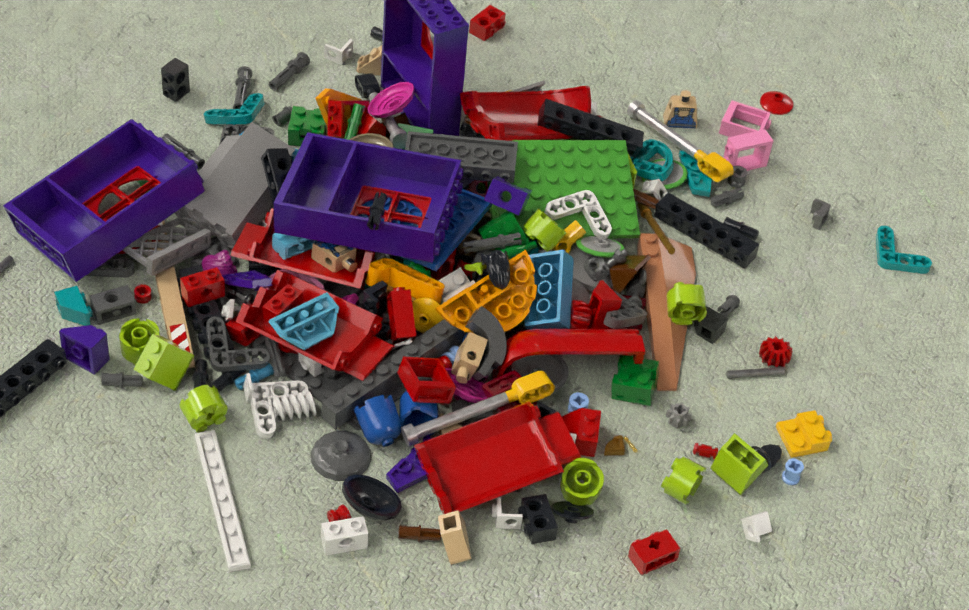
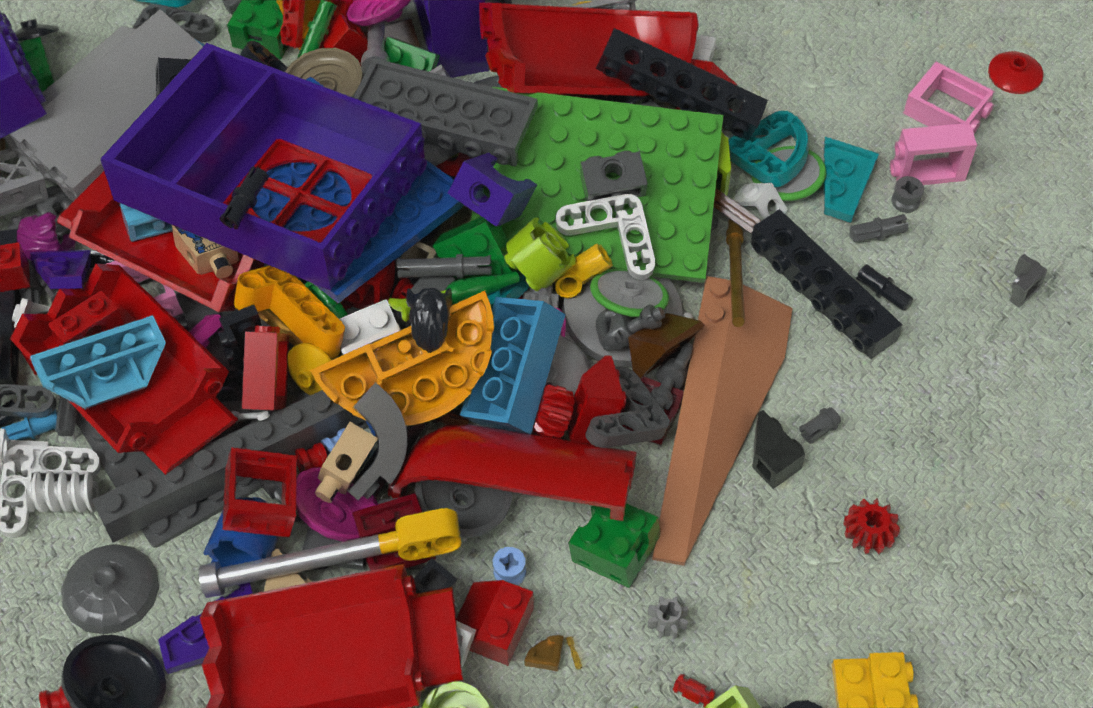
camera: 20 degrees right, 10 degrees up
(189, 153) = (63, 21): dark grey pin -> none
(379, 420) = (174, 545): blue cylinder -> none
(580, 174) = (625, 164): none -> dark grey brick
(681, 111) = (849, 70): torso -> none
(686, 303) = (736, 418): lime brick -> none
(711, 165) = (864, 169): piece -> none
(755, 372) = (827, 556): flat silver bar -> none

